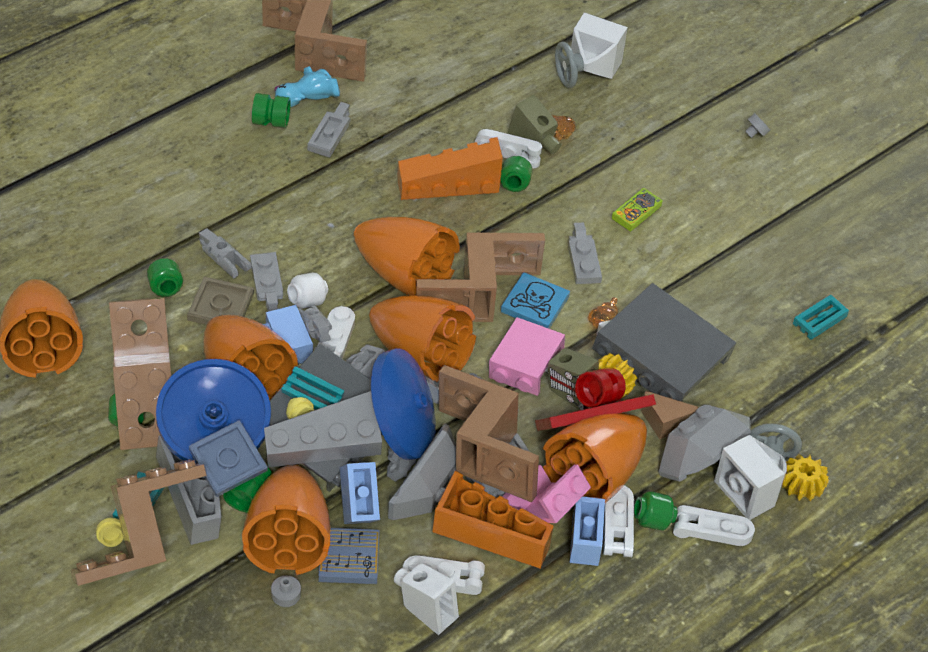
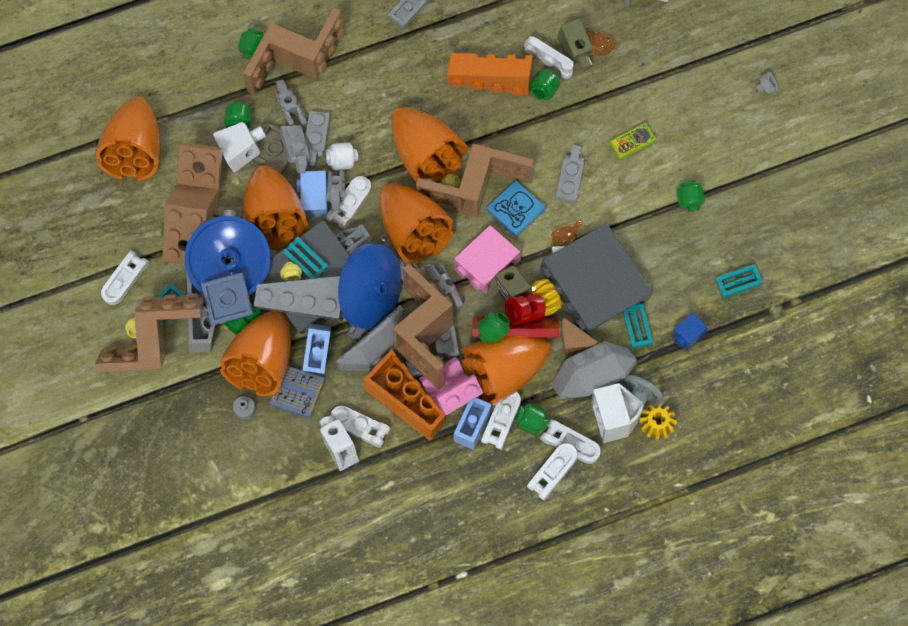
camera: 25 degrees right, 20 degrees up
(75, 481) = (123, 278): none -> white plate
(155, 202) = (249, 42): none -> green head
(182, 301) = (239, 144): none -> white torso
(211, 196) = (293, 51): none -> medium nougat bracket
(248, 289) = (295, 146): none -> light grey hinge
(578, 405) = (493, 327): none -> green head
(709, 558) = (554, 470): none -> white plate
(726, 389) = (640, 343): none -> teal tile
(728, 244) = (690, 195): none -> green head
(794, 376) = (689, 332): none -> blue brick

